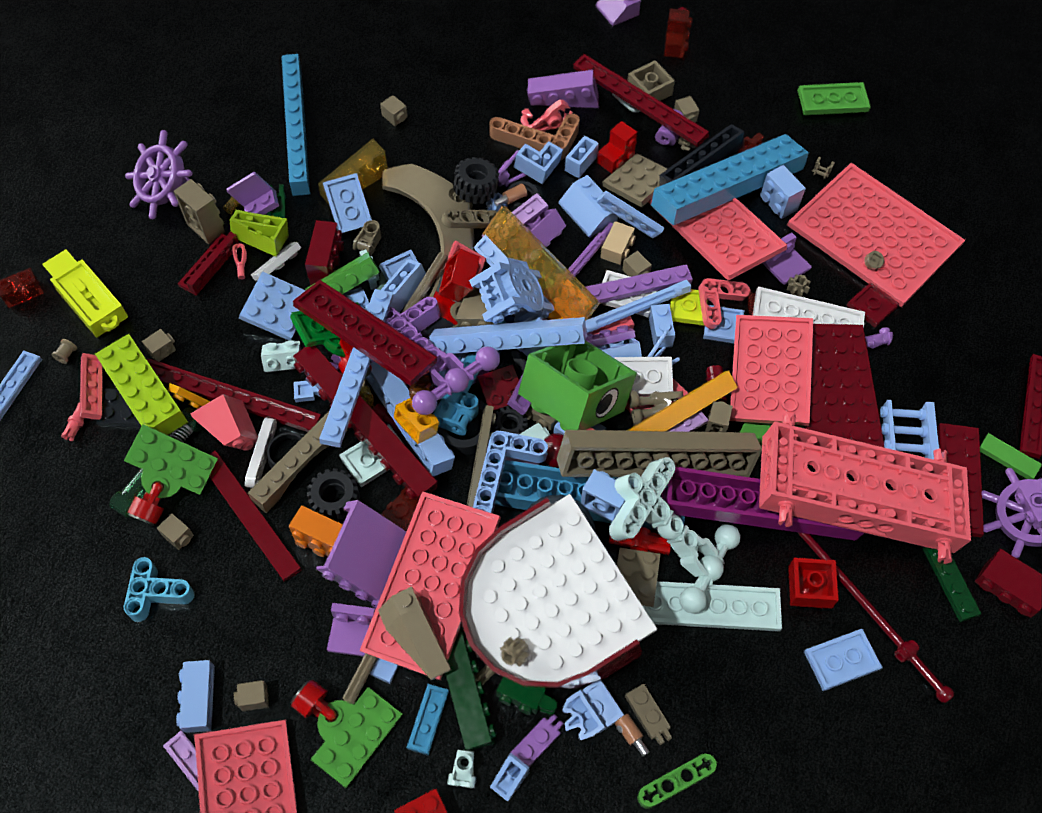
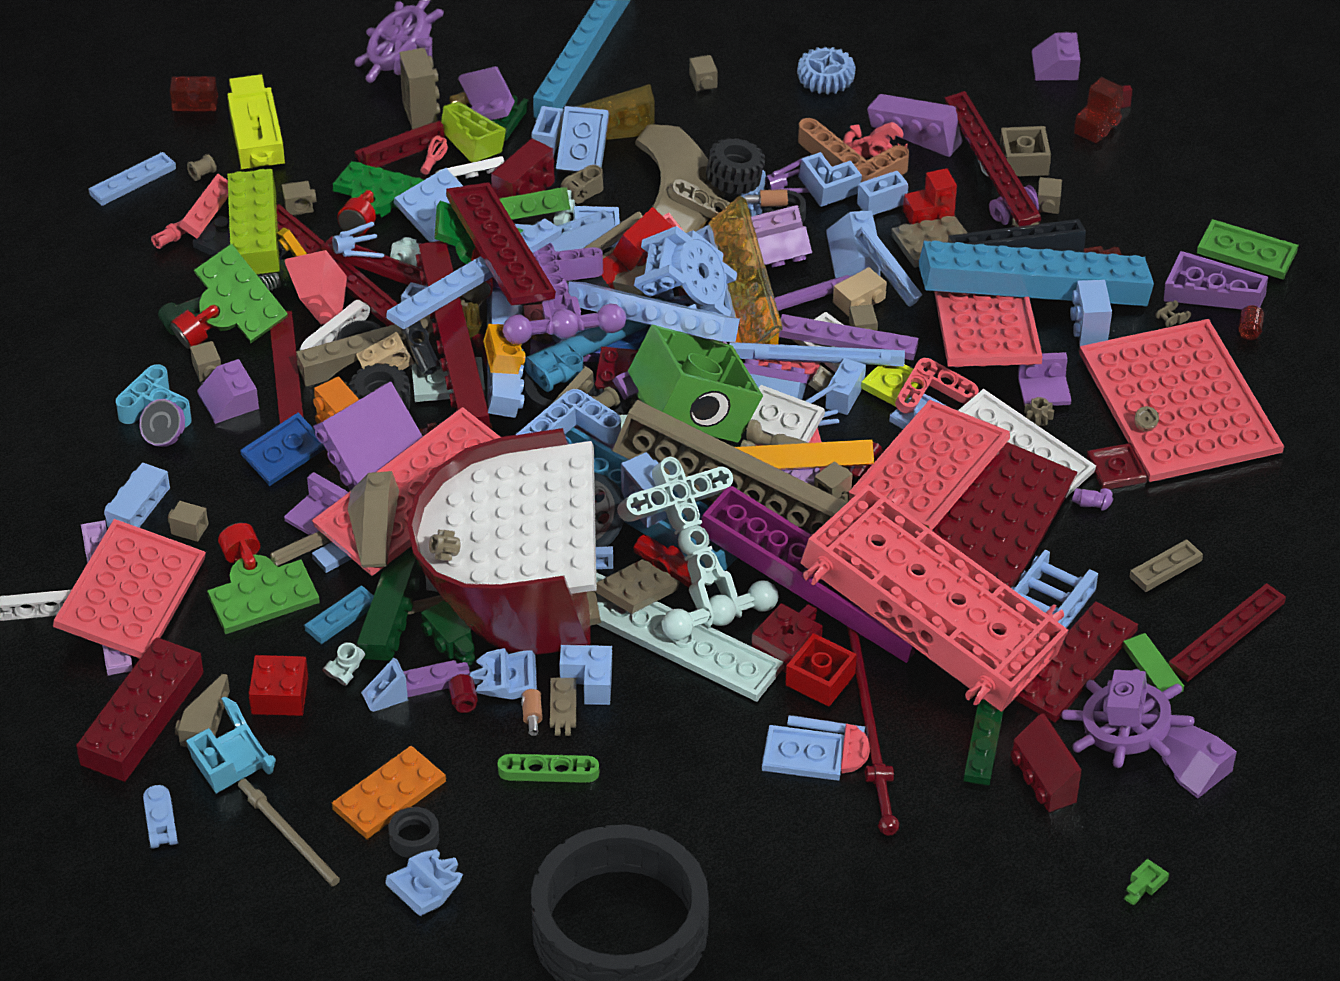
camera: 30 degrees right, 15 degrees down
(175, 612) = (162, 422): none -> black tile
(210, 553) = (228, 392): none -> medium lavender slope
(217, 315) = (371, 193): none -> green plate
(226, 374) = (344, 242): none -> light blue plant
(254, 377) = (383, 266): none -> dark red tile
(288, 585) = (283, 449): none -> blue tile
(315, 204) = (549, 127): none -> light blue brick
(319, 459) = (389, 351): none -> tan brick
(349, 447) = (422, 352): none -> black piece
(476, 74) = (826, 70): none -> light blue gear
(510, 422) = (608, 397): none -> dark tan bush
(571, 746) = (463, 693): none -> dark red brick
(642, 327) = (821, 379): none -> dark tan tile
(654, 669) = (590, 667): none -> light blue brick
(768, 555) = (786, 632): none -> dark red hinge
(837, 134) = (1213, 283): none -> medium lavender wedge
(841, 626) = (819, 724): none -> light blue bar
(876, 153) = (1251, 322): none -> clear red brick
(878, 638) = (855, 749): none -> coral plate
(961, 370) = (1166, 565): none -> dark tan plate

